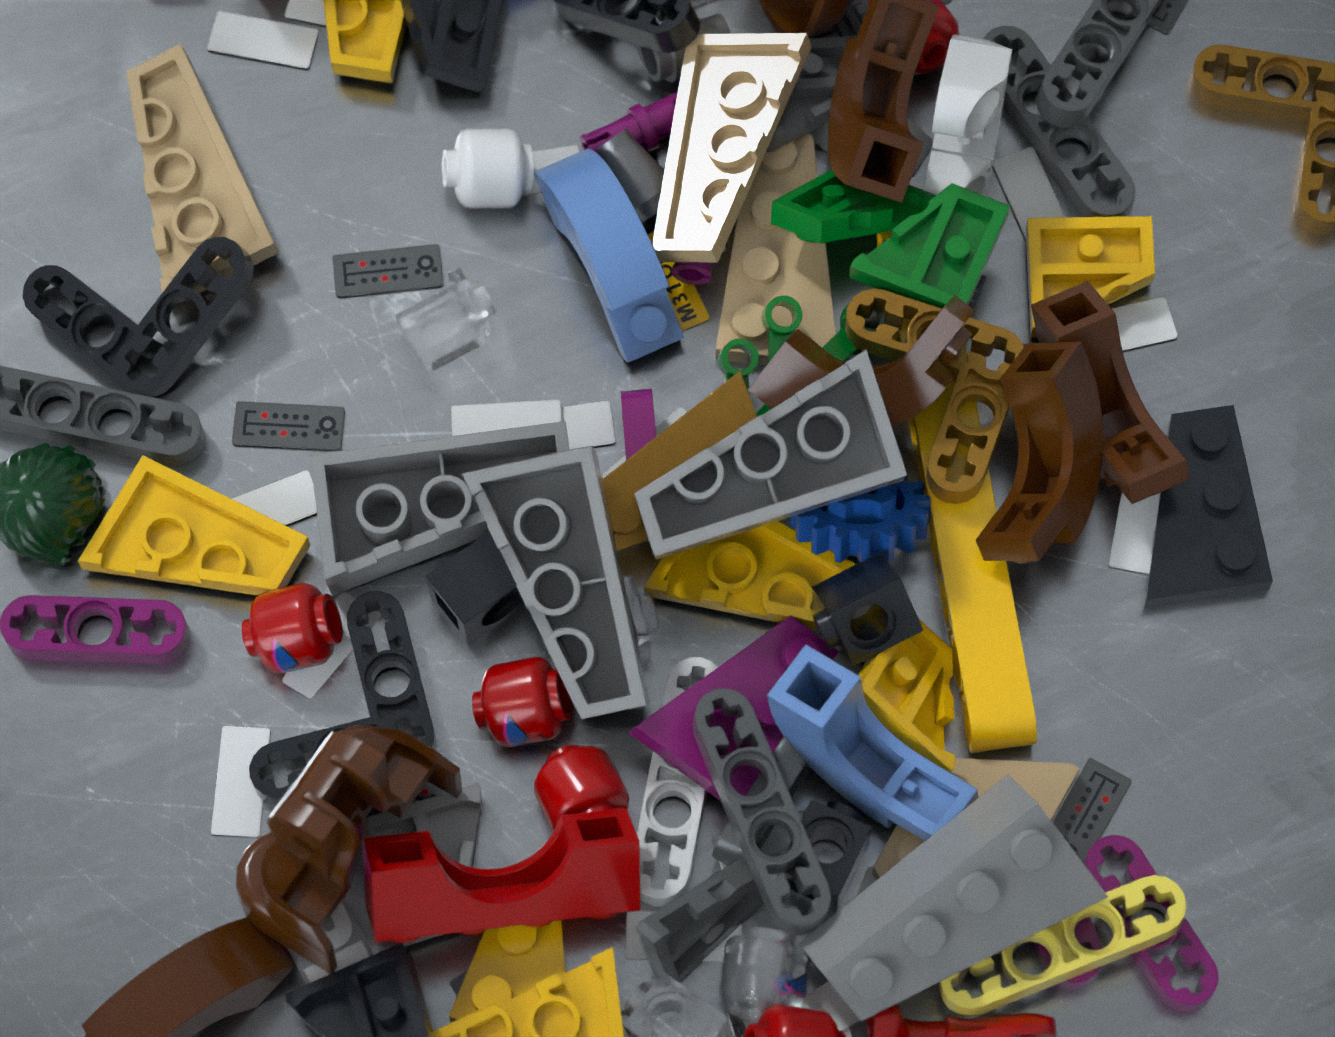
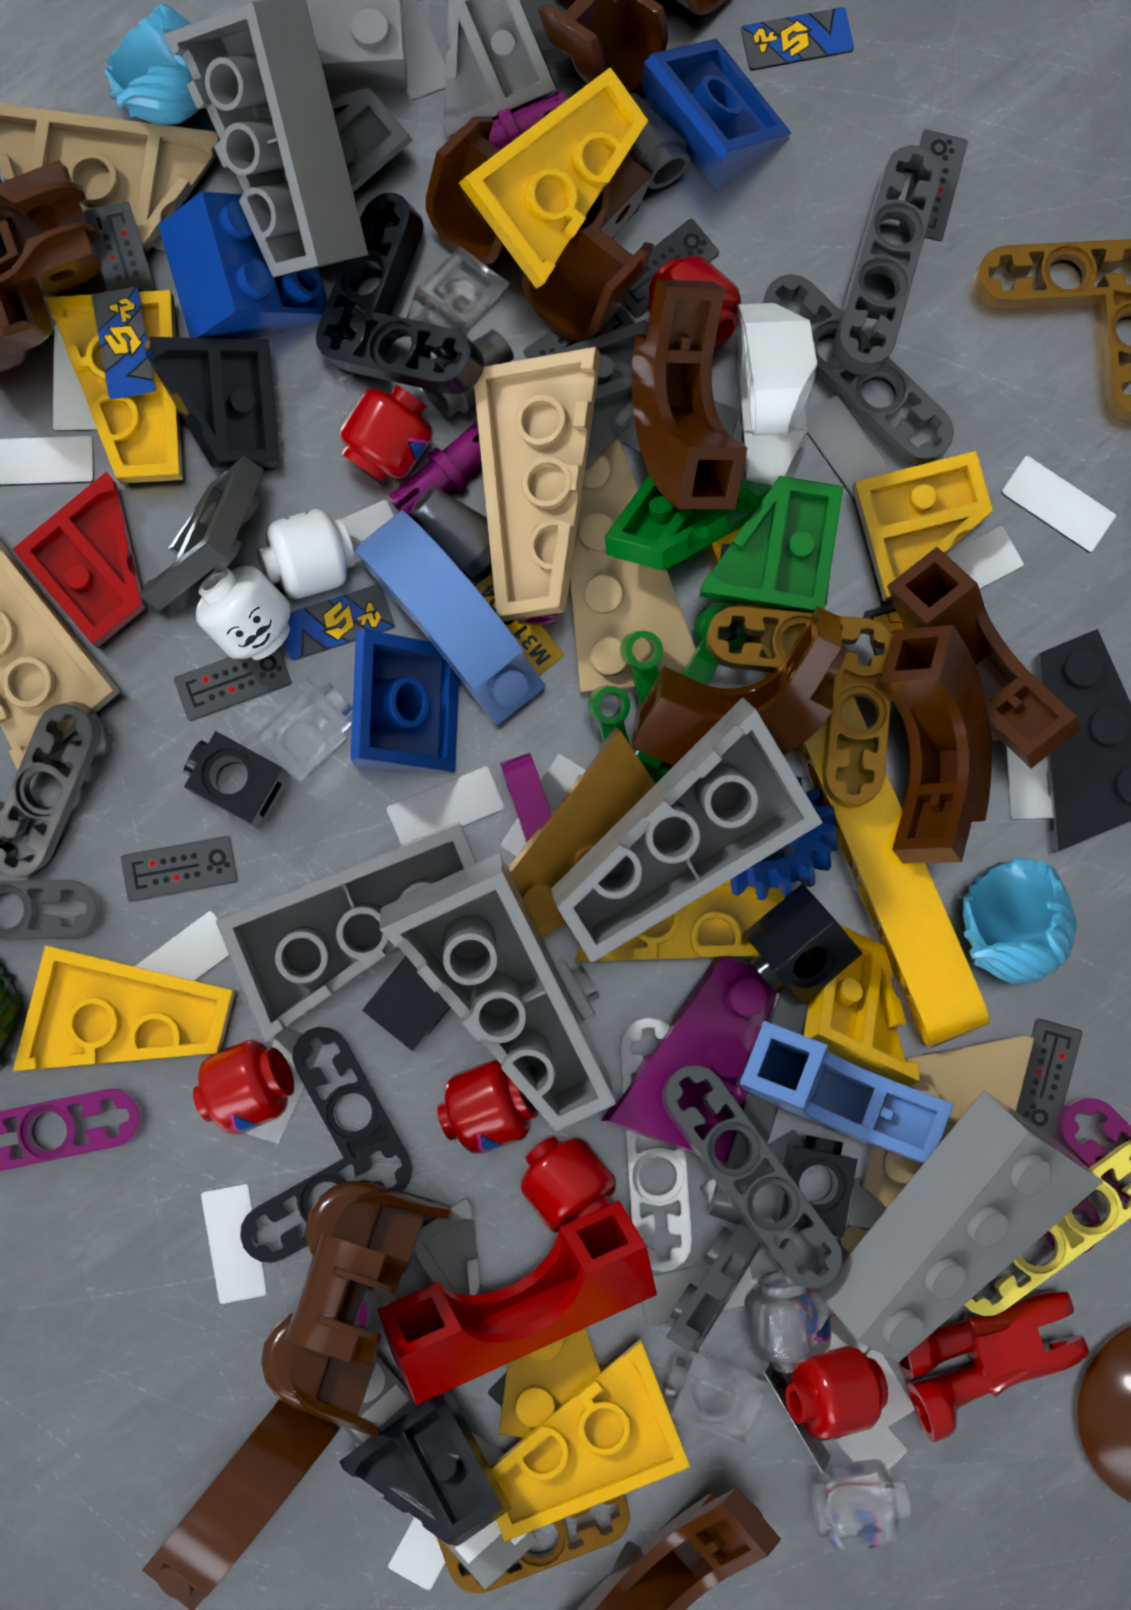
camera: 20 degrees left, 15 degrees up
(282, 131) = (88, 561): none -> red wing
(372, 374) = (258, 794): none -> black brick
(402, 128) = (209, 534): none -> dark grey wing
(414, 202) = (243, 612): none -> white head
(498, 416) = (393, 816): white sticker -> none
(500, 240) = (336, 621): none -> sticker
(540, 320) = (402, 705): none -> blue slope
(592, 79) = (386, 433): none -> red head
(1089, 649) = (1019, 921): none -> medium azure hair
(1225, 290) = (1059, 503): none -> white sticker

